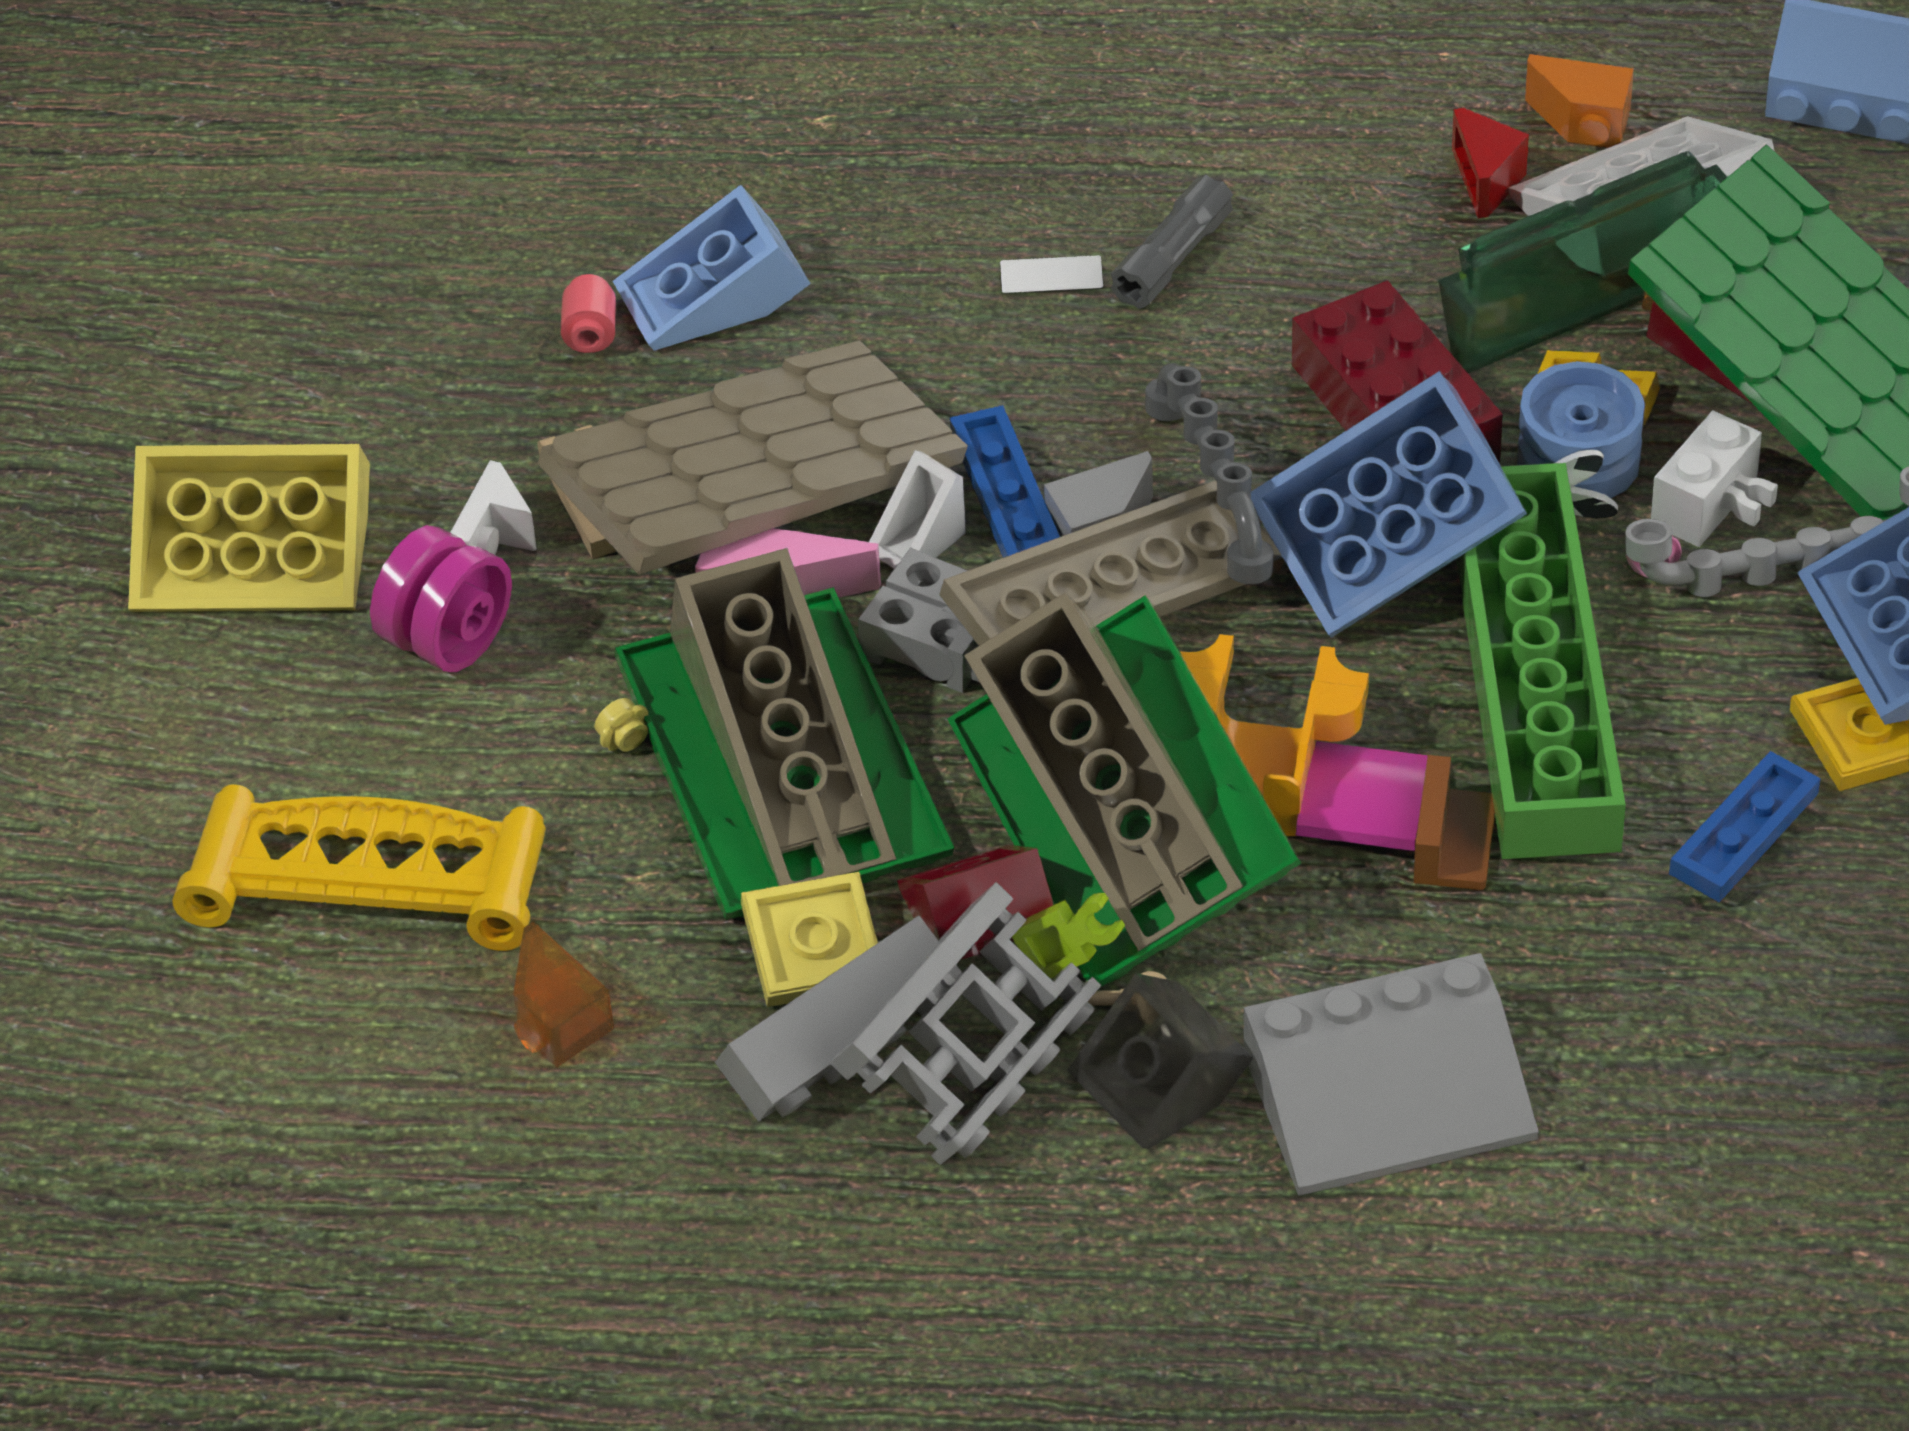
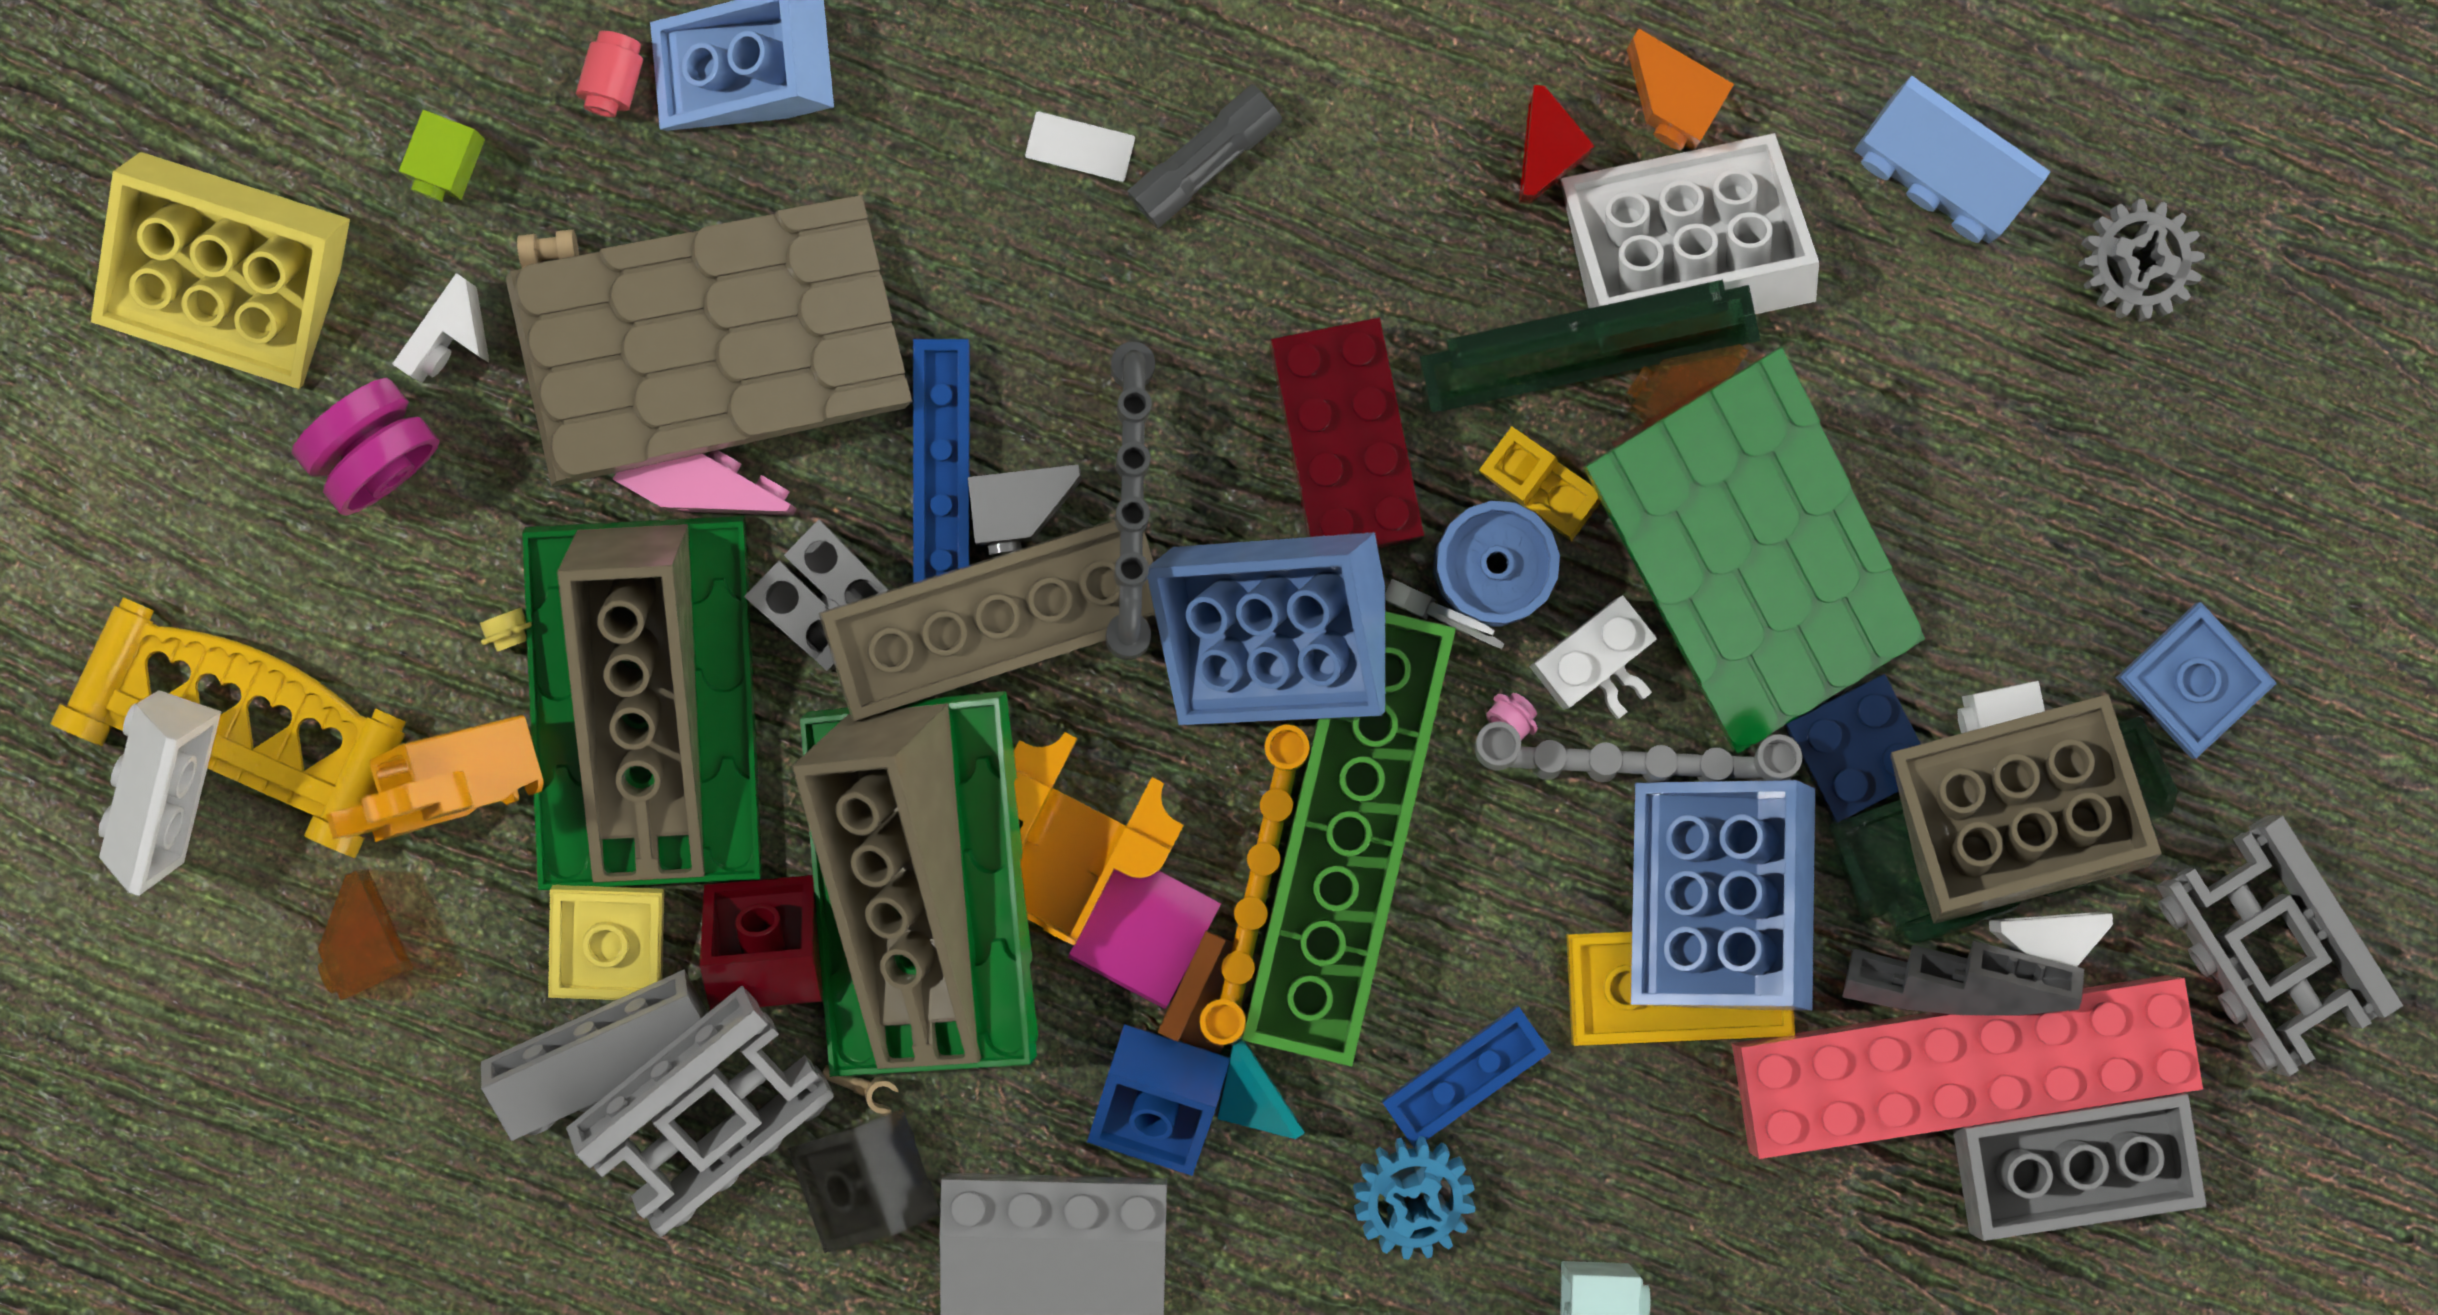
camera: 10 degrees right, 40 degrees up
(303, 900) = (156, 789): none -> white slope
(445, 401) = (441, 157): none -> lime brick
(599, 814) = (443, 779): none -> light orange piece
(922, 512) = (842, 465): white slope -> none
(1060, 938) = (813, 1035): lime plate -> none
(1440, 912) = (1158, 1100): none -> blue slope
(1476, 794) = (1224, 1019): none -> light orange bar
(1542, 892) = (1252, 1097): none -> teal slope
(1737, 917) = (1419, 1221): none -> dark azure gear

